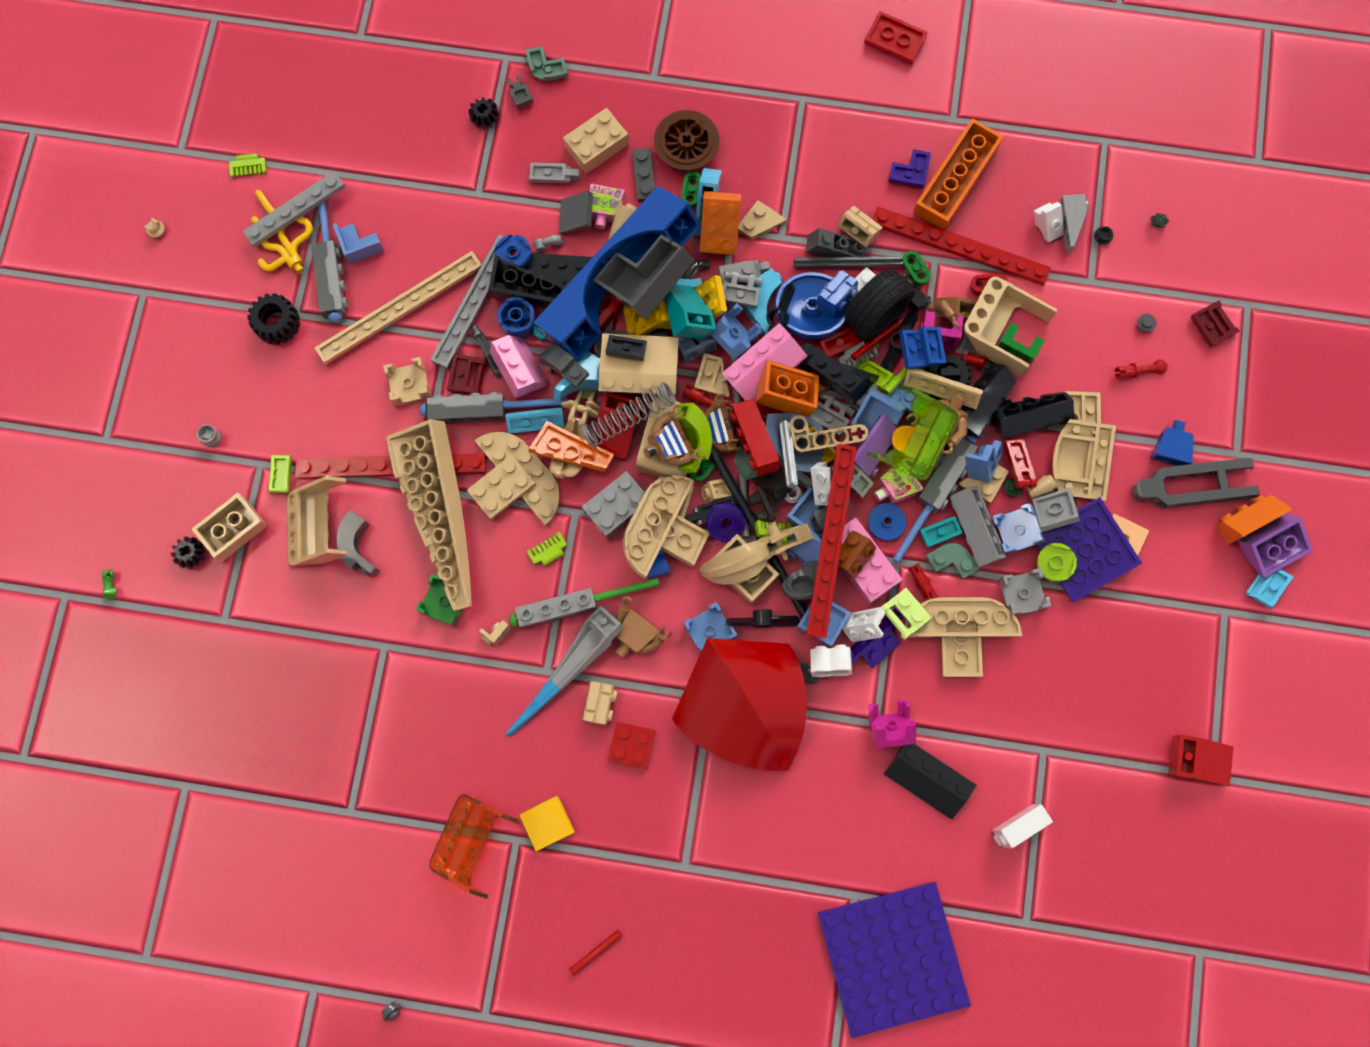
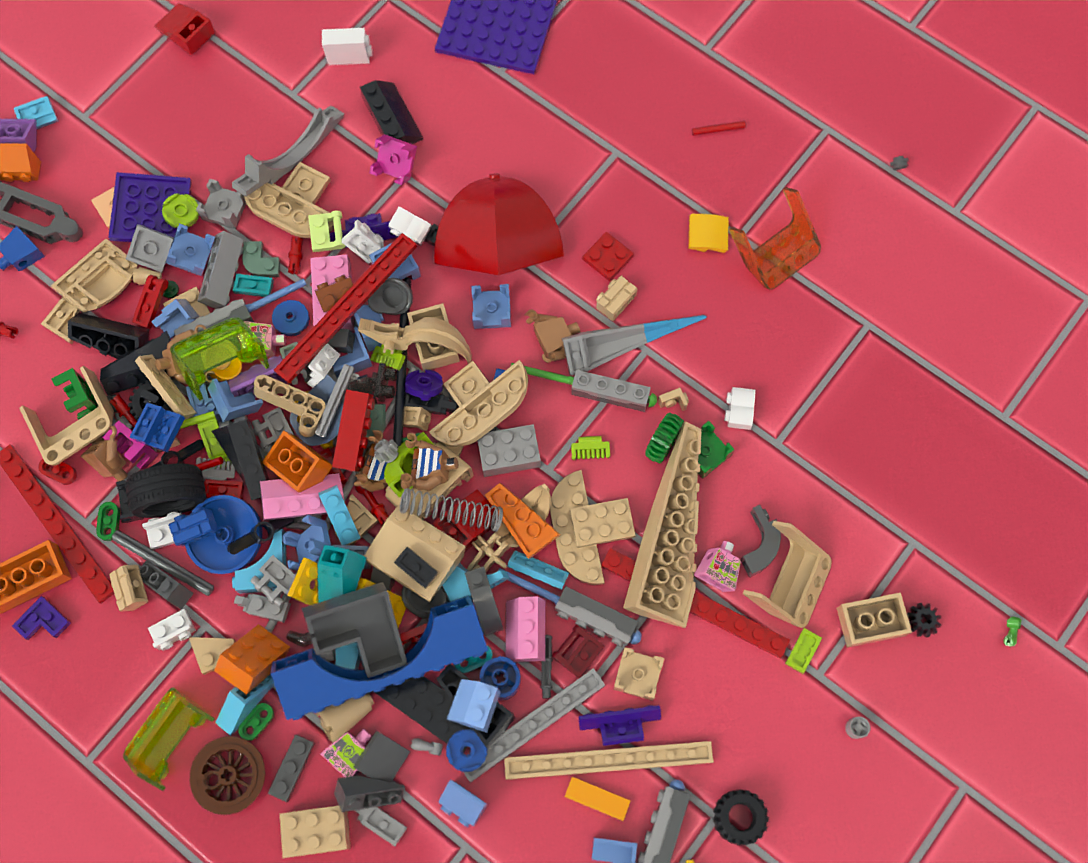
camera: 150 degrees left, 5 degrees down
(381, 501) = (720, 568): none -> torso
(394, 277) = (597, 798): none -> light orange tile
(400, 335) = (622, 725): none -> dark purple bracket
(430, 657) = (741, 408): none -> white brick
(483, 587) = (664, 438): none -> green gear
(494, 217) = (462, 803): none -> medium blue slope
(521, 277) = (474, 704): none -> light blue slope
(576, 180) = (363, 792): none -> dark grey slope
(716, 436) = (386, 451): none -> light grey gear
(722, 364) = (339, 515): none -> medium azure plate
(760, 139) = (161, 735): none -> clear neon green windscreen
(764, 618) = (444, 294): black piece -> none
(804, 218) = (171, 630): none -> white bracket
(1001, 641) = (261, 172): none -> light grey slope

